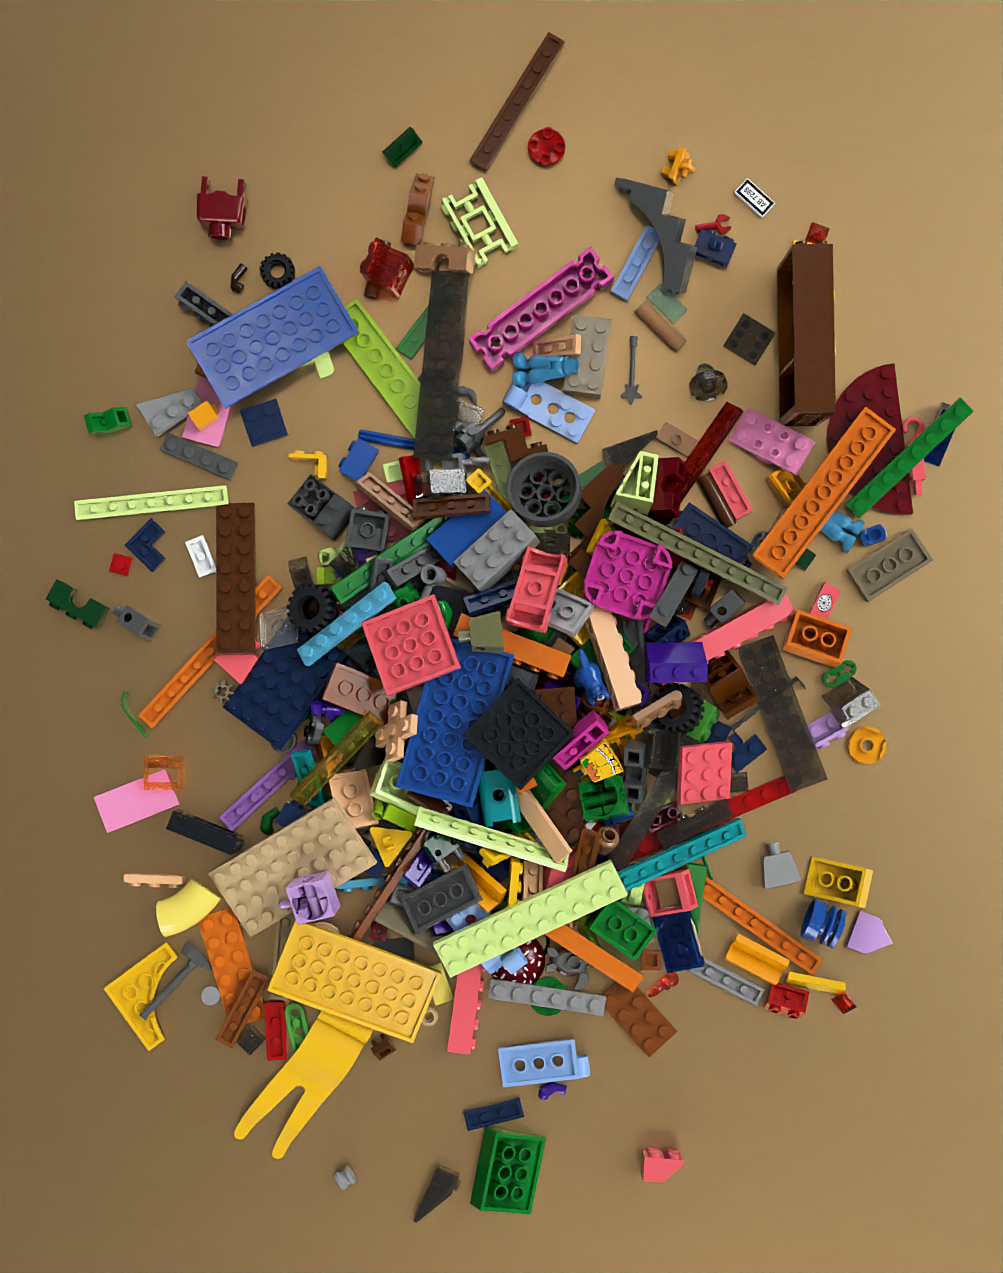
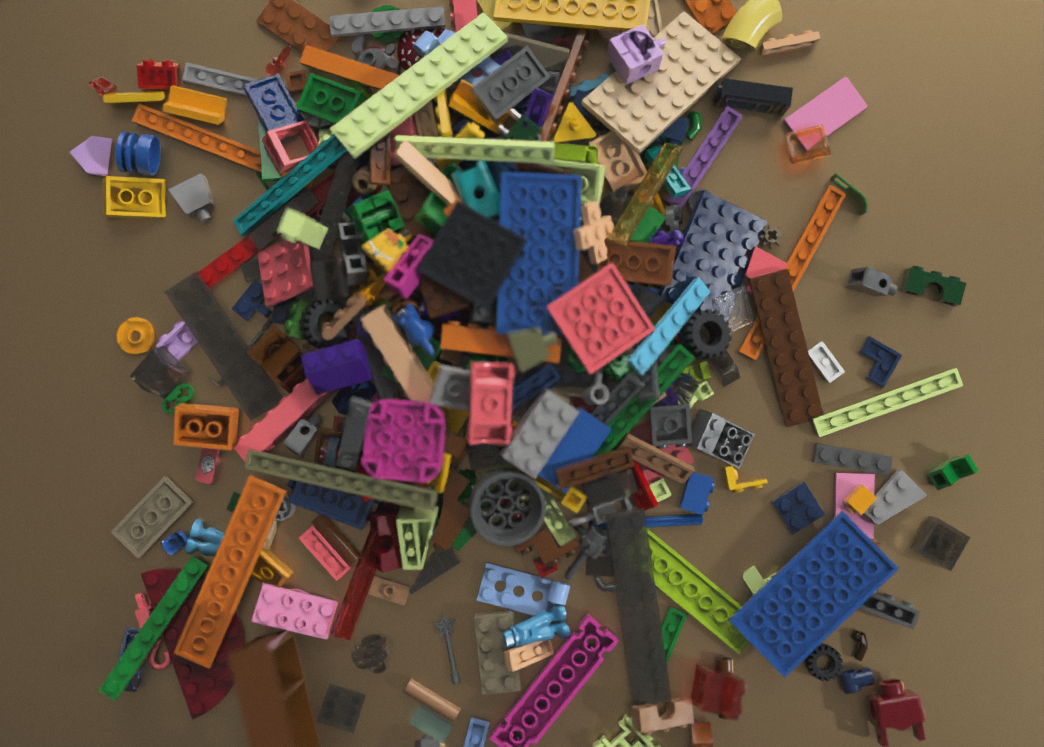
camera: 160 degrees right, 0 degrees up
(121, 564) = (900, 335): red plate -> none
(137, 356) = (940, 543): none -> clear smoke brick
(253, 247) = (854, 680): none -> dark blue piece
(677, 802) = (301, 228): none -> yellowish green wedge

